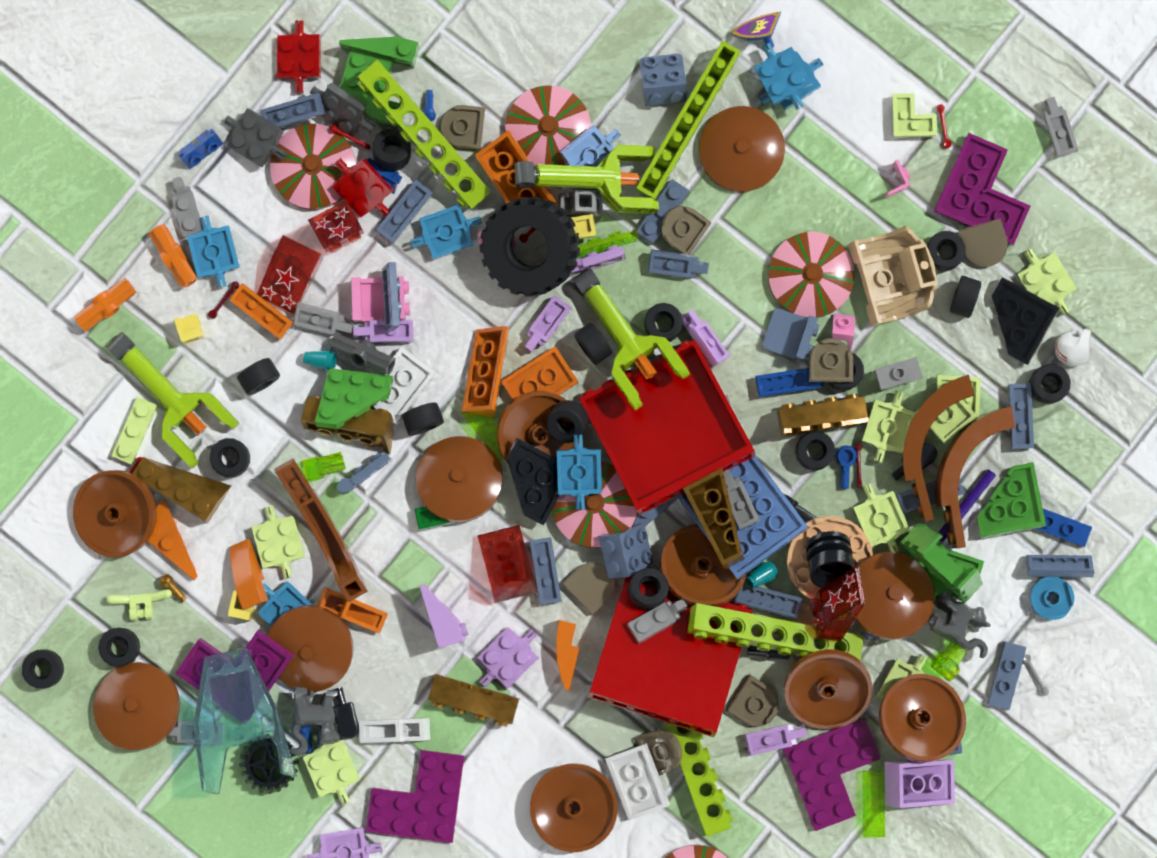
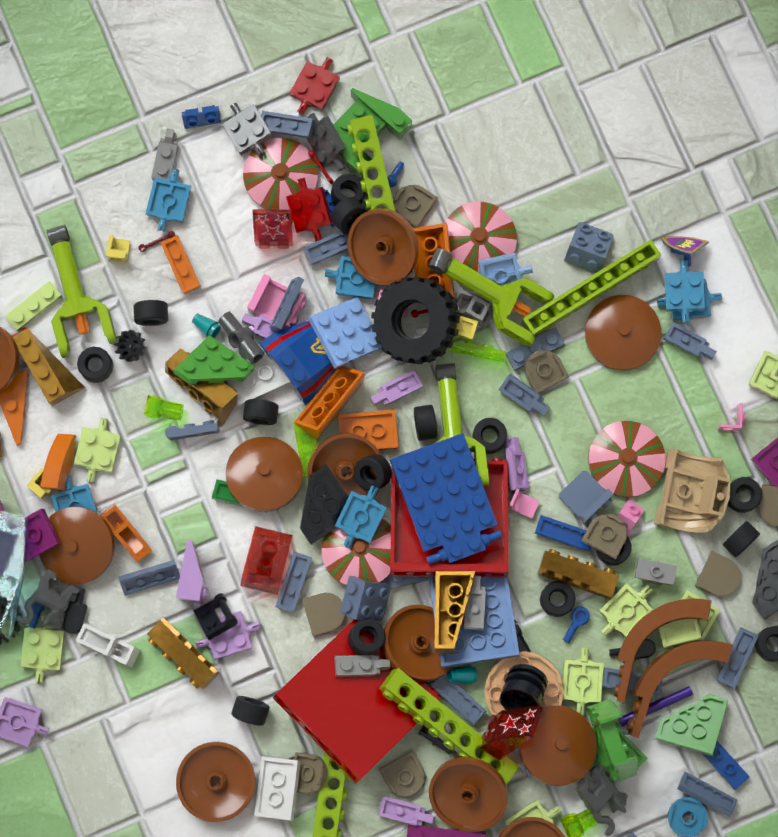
camera: 25 degrees right, 5 degrees down
(105, 304) = (63, 197): orange piece -> none
(173, 256) = (135, 187): orange piece -> none
(255, 420) = (123, 346): none -> black gear
(289, 274) = (217, 247): clear red slope -> none
(321, 319) = (223, 295): light grey hinge -> none
(324, 530) = (138, 457): dark orange arch -> none
(399, 642) = (149, 577): none -> sand blue plate
(407, 174) = (346, 213): none -> black tyre
(427, 812) = (100, 723): magenta plate -> none
(439, 334) = (300, 359): none -> blue wedge
(458, 188) = (383, 246): none -> dark orange dish
(464, 294) = (345, 332): none -> light blue plate
(484, 653) = (209, 619): none -> black plate
(566, 652) = (275, 655): orange slope -> none
(570, 720) = (250, 710): none -> black tyre
(593, 260) = (460, 359): lavender hinge -> none
(655, 411) = (446, 499): none -> blue plate
(732, 374) = (523, 504): none -> bright pink bracket
(812, 124) = (689, 341): none -> sand blue hinge
(858, 447) = (593, 614): dark red hinge -> none
(962, 344) = (719, 575): none -> dark tan tile

